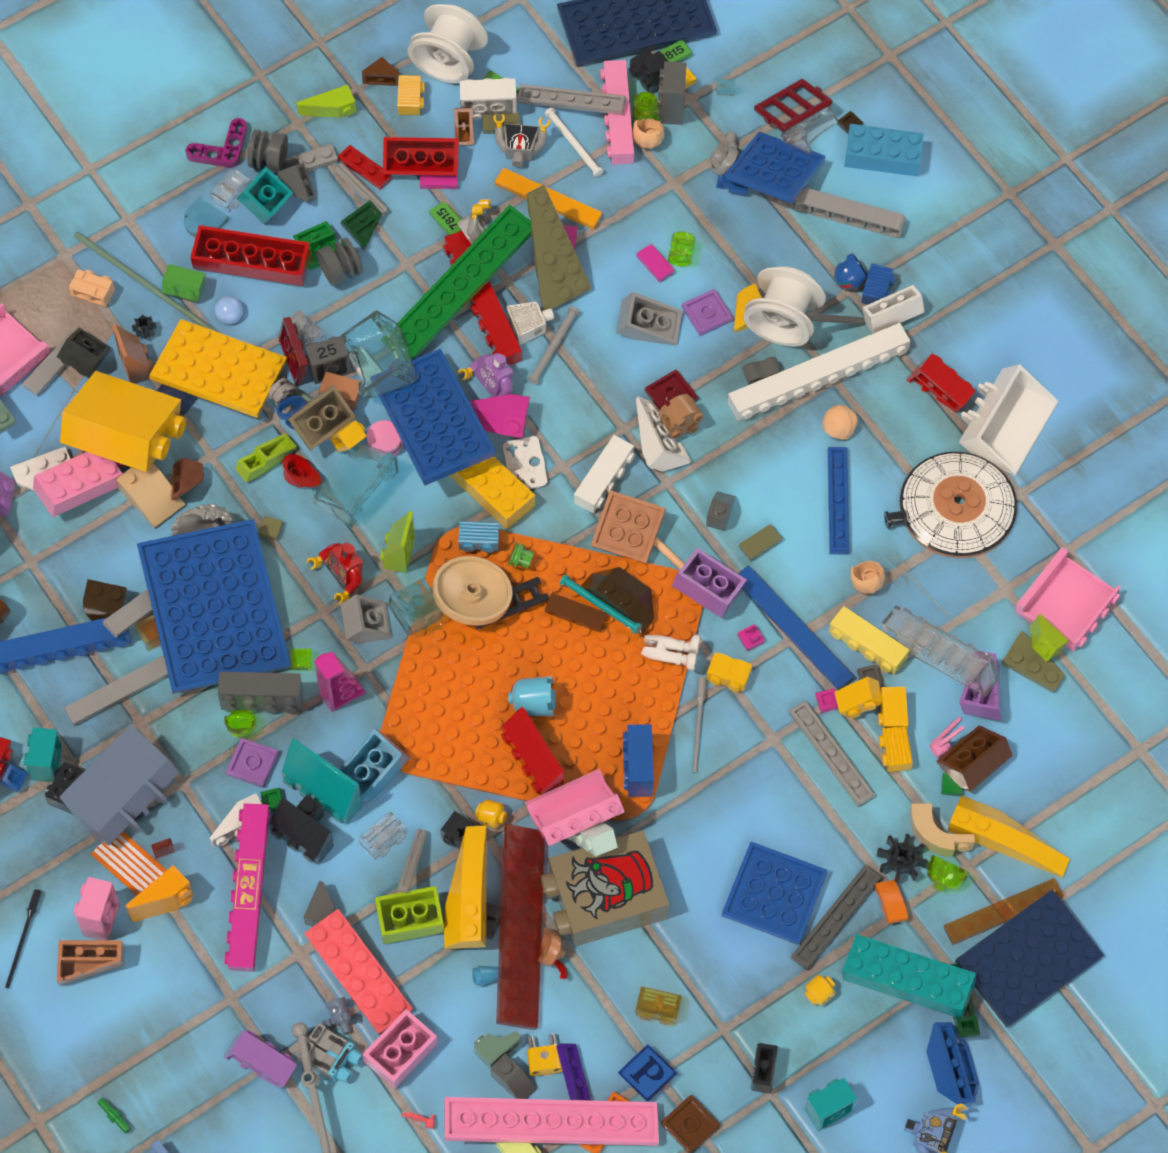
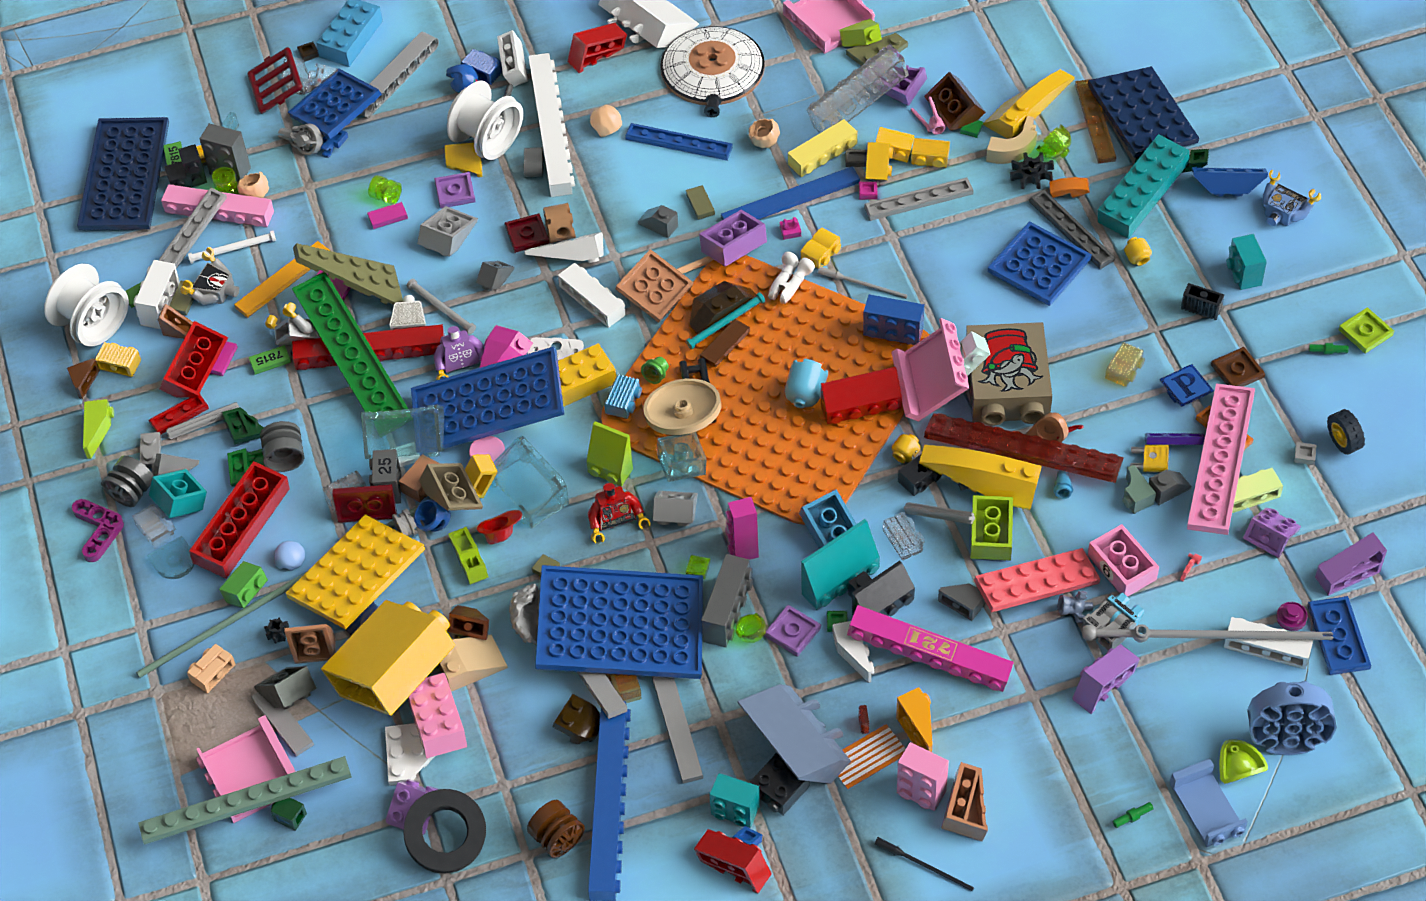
camera: 70 degrees left, 10 degrees down
(605, 379) = (493, 274): none -> dark grey slope

